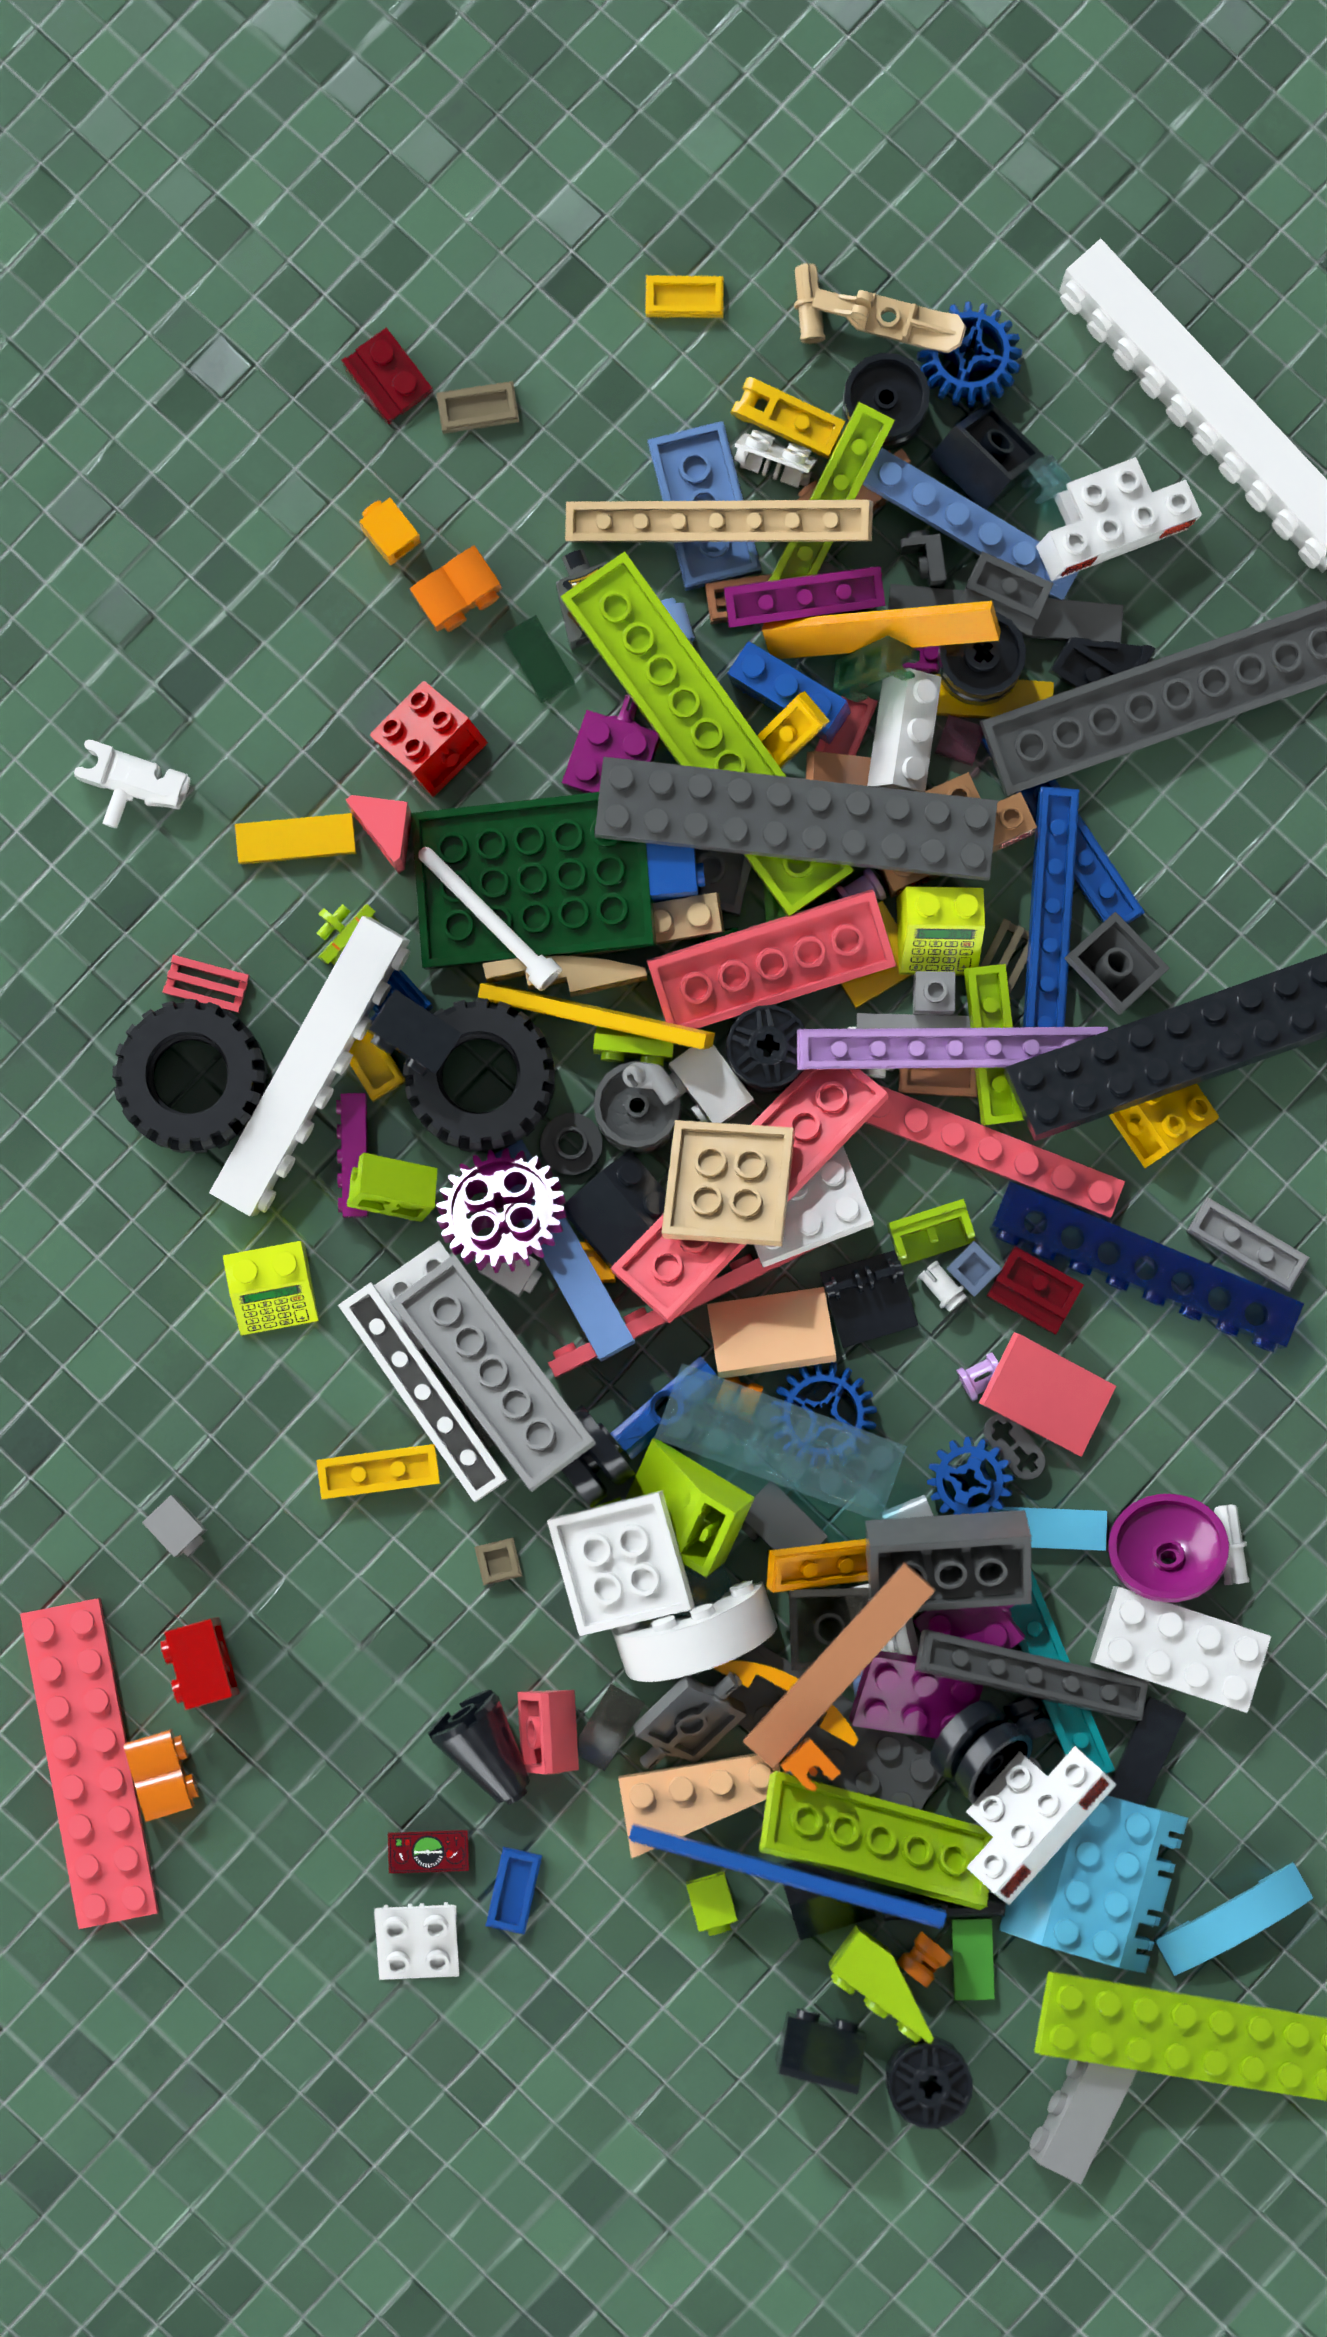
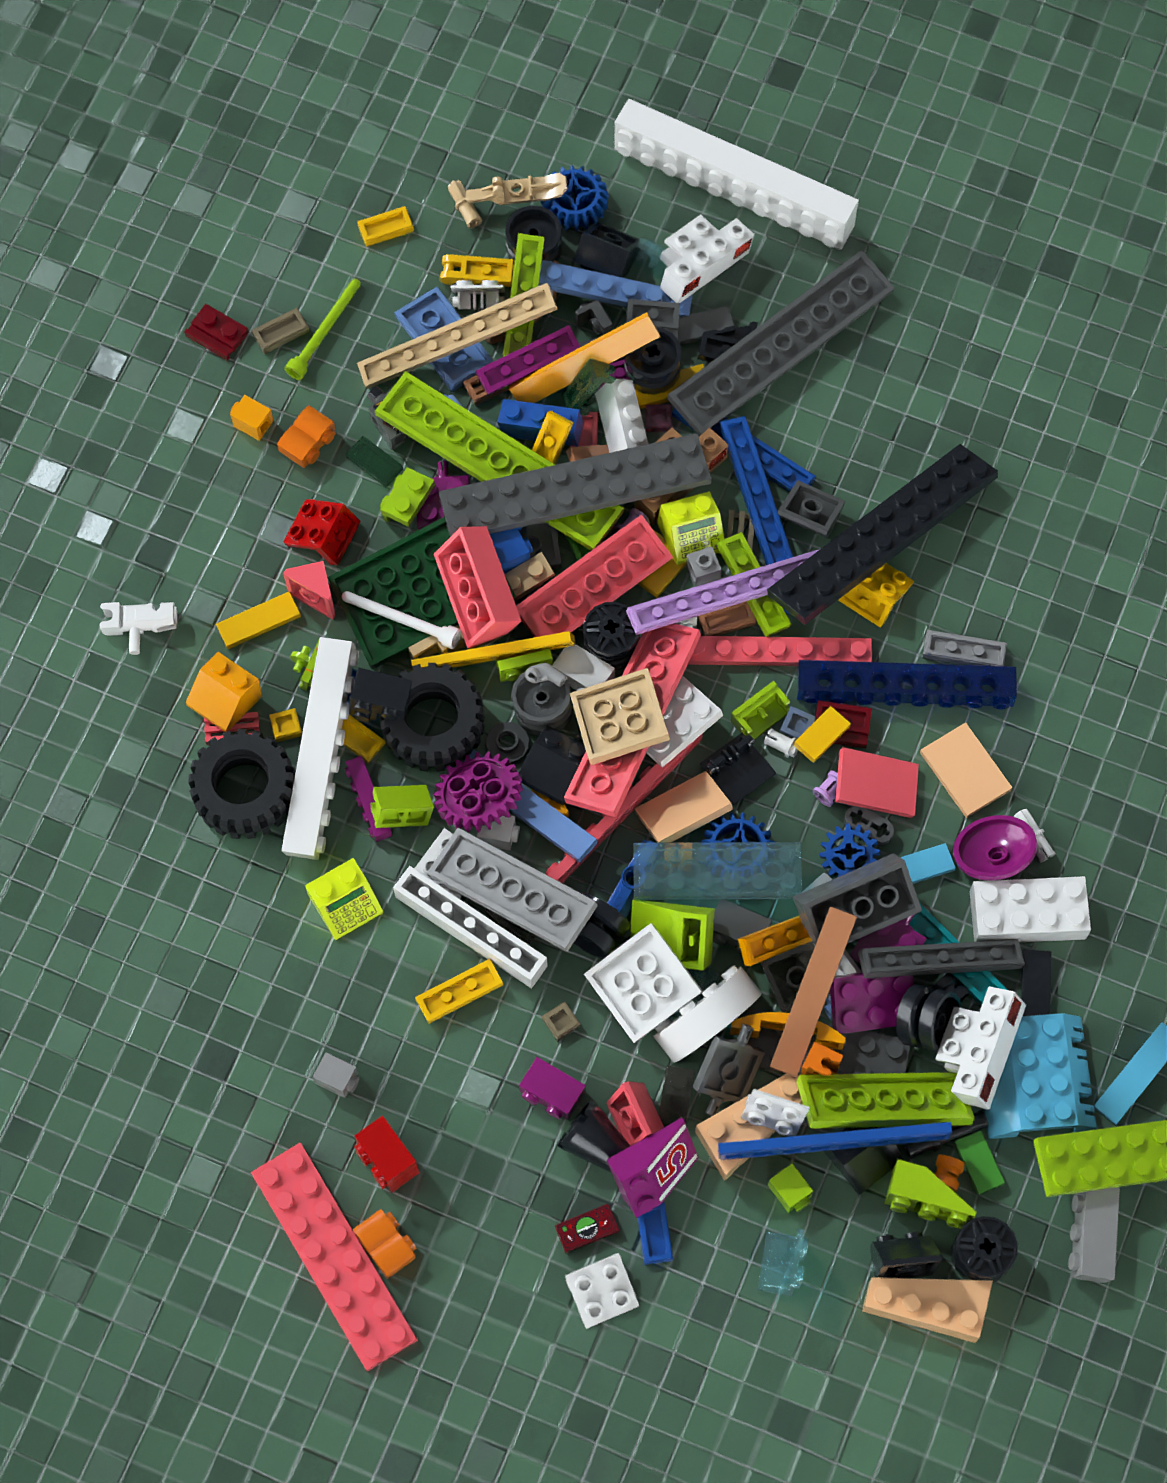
camera: 20 degrees left, 15 degrees down
(209, 933) = (223, 692): none -> light orange slope
(280, 1006) = (285, 725): none -> yellow tile
(450, 1651) = (551, 1089): none -> magenta brick
(482, 473) = (298, 366): none -> lime piece
(541, 1812) = (653, 1167): none -> magenta slope
(562, 735) = (407, 497): none -> lime bracket
(605, 917) = (477, 586): none -> coral slope
(662, 1993) = (780, 1263): none -> clear light blue bracket
(734, 1822) = (774, 1112): none -> white hinge
(841, 2127) = (932, 1304): none -> light nougat wedge
(999, 1299) = (822, 734): none -> yellow tile
(1177, 1417) = (966, 770): none -> light nougat tile

